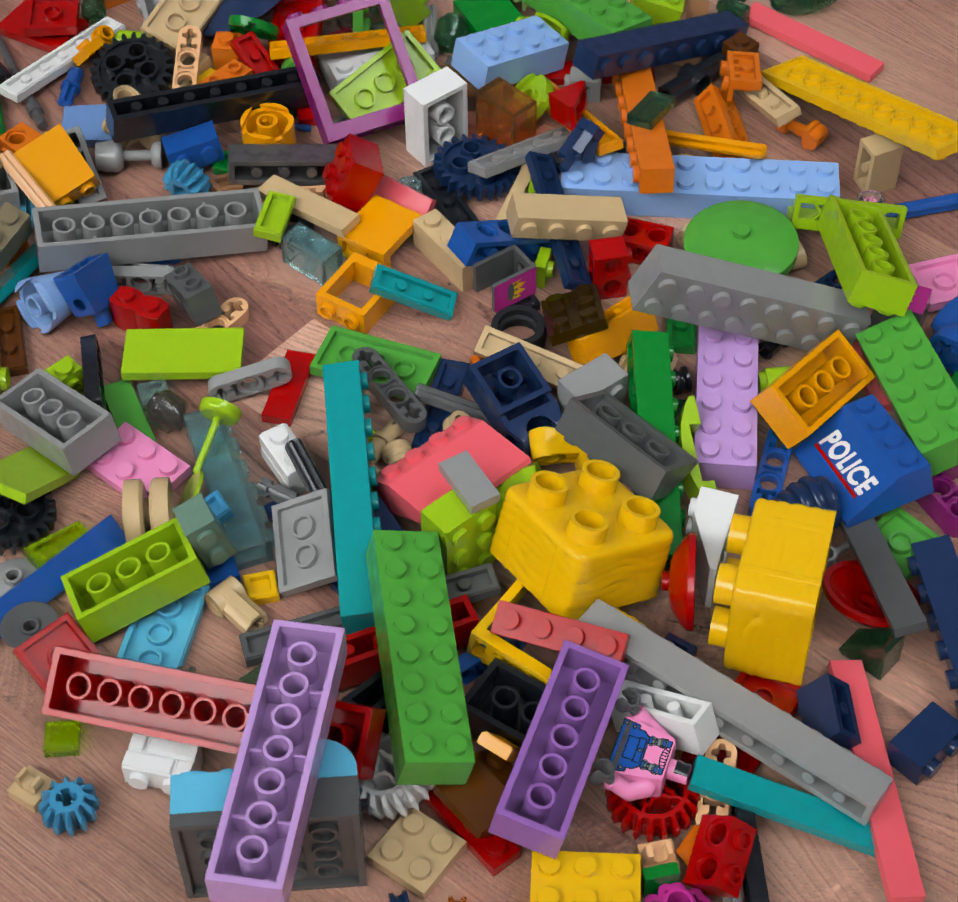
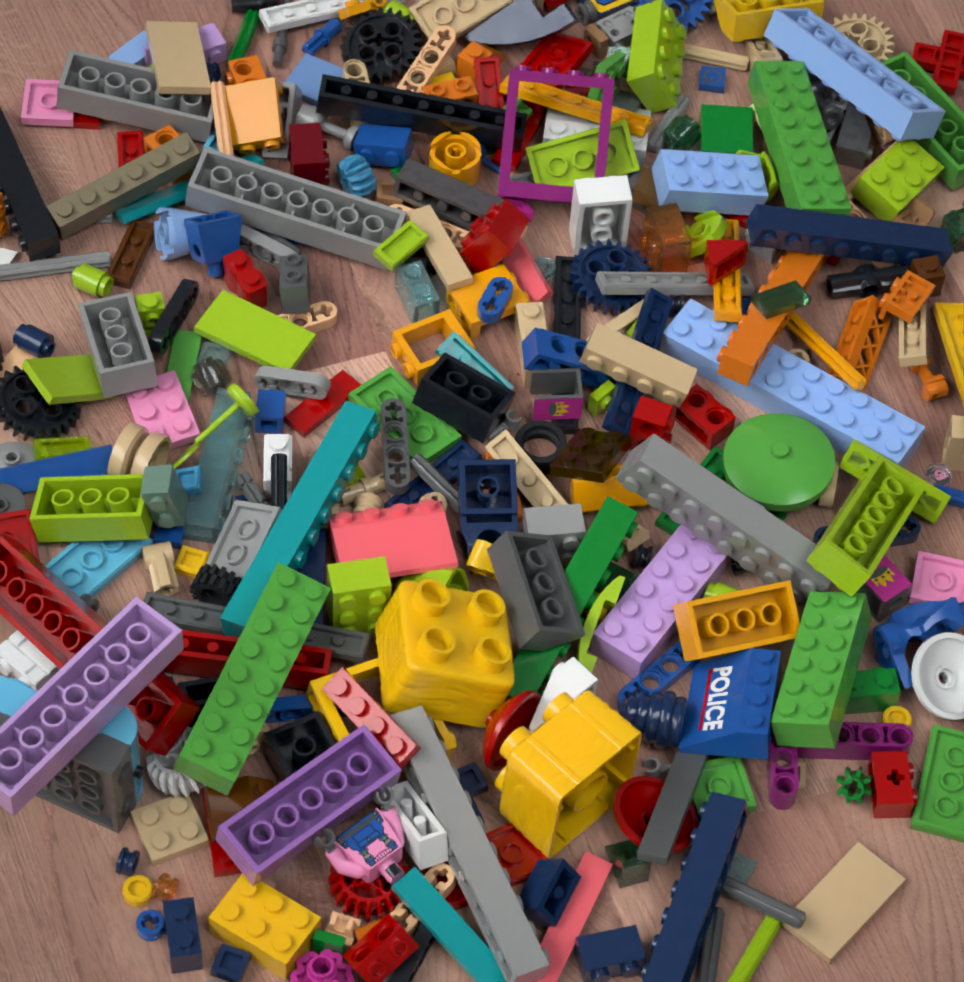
camera: 25 degrees right, 5 degrees up
(128, 176) = (307, 153): none -> dark red brick
(253, 416) = (271, 411): none -> blue brick
(261, 28) = (504, 51): green tile -> none
(309, 593) = (214, 585): none -> black tyre
(388, 225) = (490, 298): none -> blue beam
(424, 319) = (463, 397): none -> black brick
(469, 482) = (378, 560): light grey tile -> none
(473, 327) = (508, 424): none -> light grey hand
(499, 746) = (264, 777): light orange tile -> none
(581, 139) = (702, 296): dark blue rock -> none

